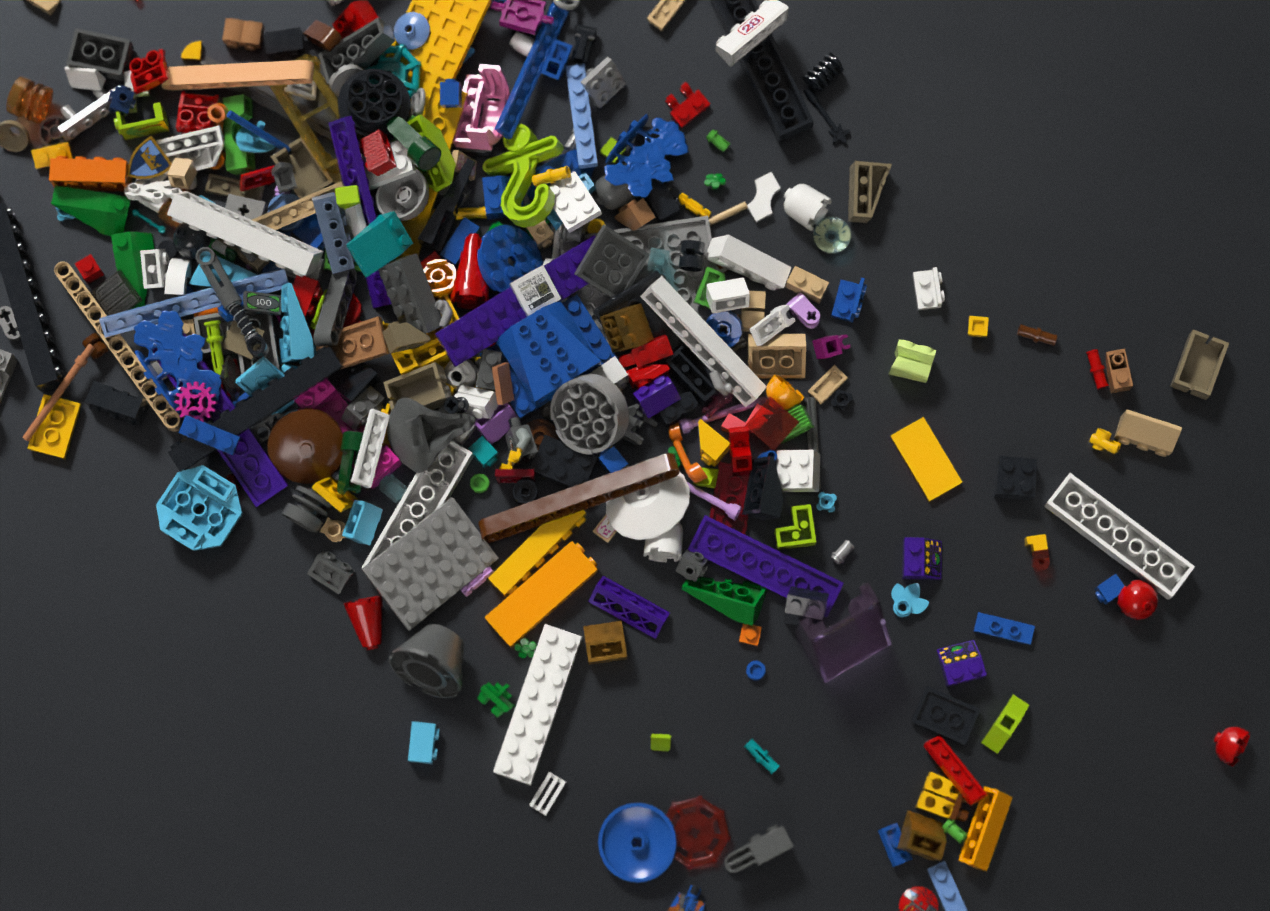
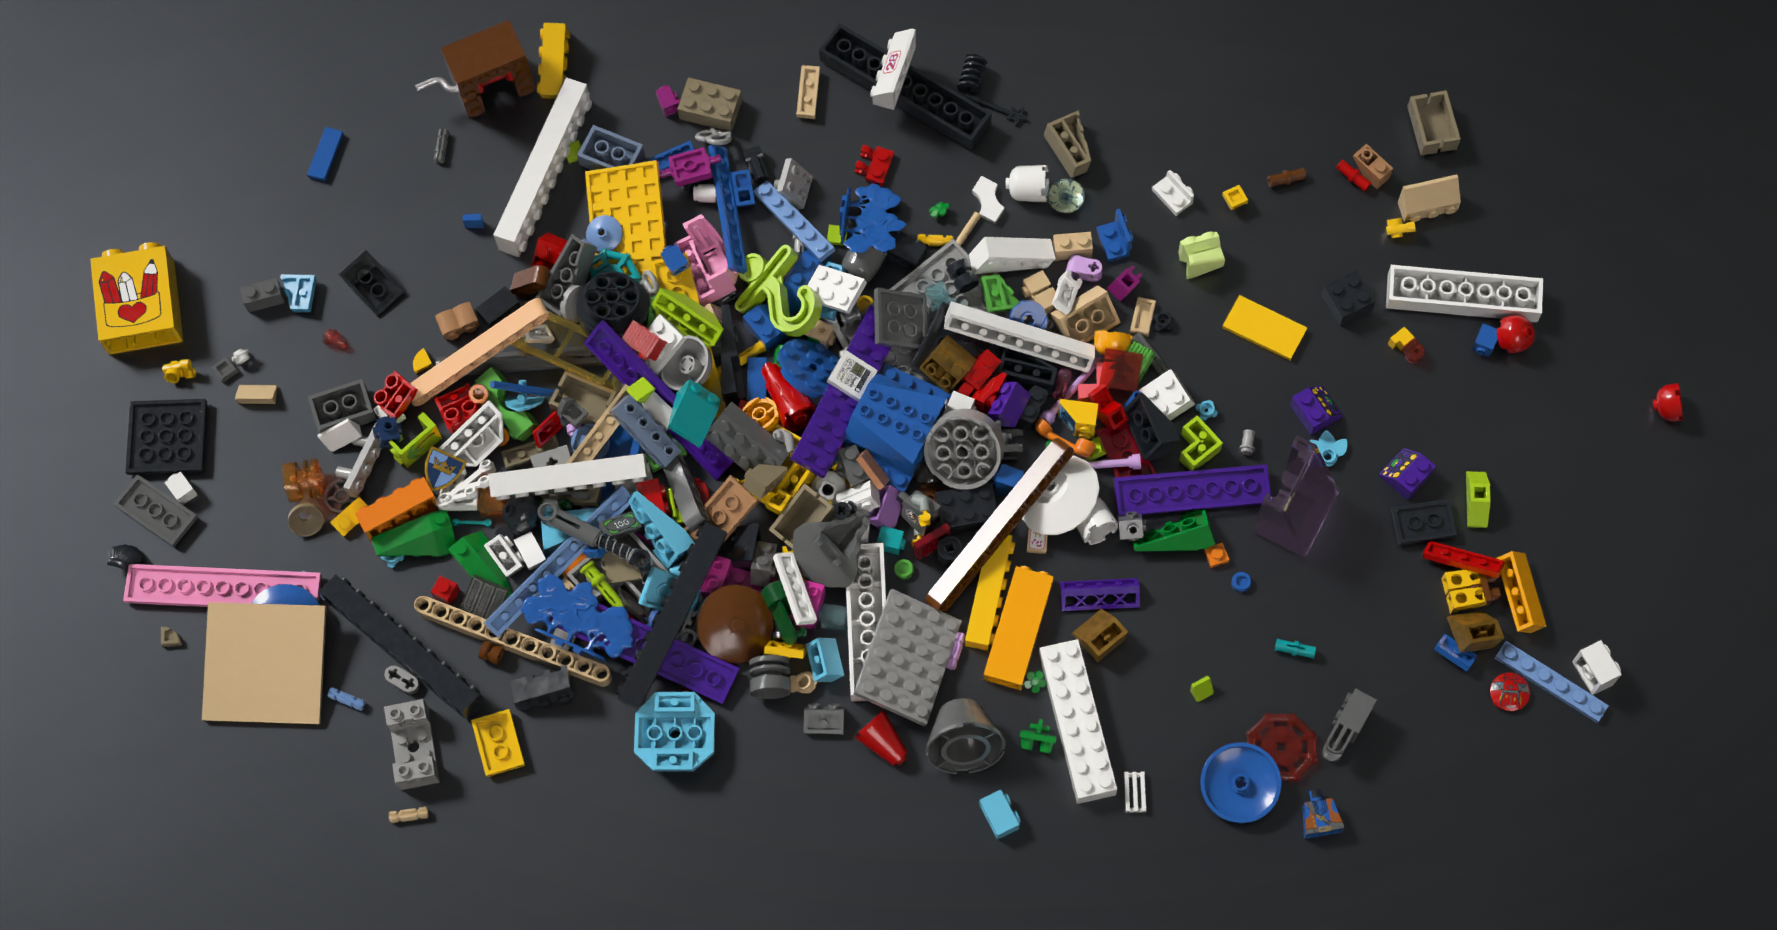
camera: 30 degrees left, 10 degrees down
(80, 361) = (488, 672): nougat bar -> none
(182, 173) = (478, 461): tan brick -> none
(203, 395) = (624, 642): dark pink gear -> none
(209, 435) = (646, 659): blue plate -> none
(420, 149) = (680, 314): dark green piece -> none
(551, 176) = (802, 279): yellow pin -> none
(635, 214) = (893, 271): medium nougat slope -> none
(718, 140) = (918, 176): bright green pin -> none
(718, 384) = (1055, 364): light grey arm -> none
(727, 295) = (1015, 288): white brick -> none
(805, 604) = (1247, 501): black slope -> none
(955, 831) = (1497, 608): bright green pin -> none
(1004, 628) = (1422, 424): blue plate -> none

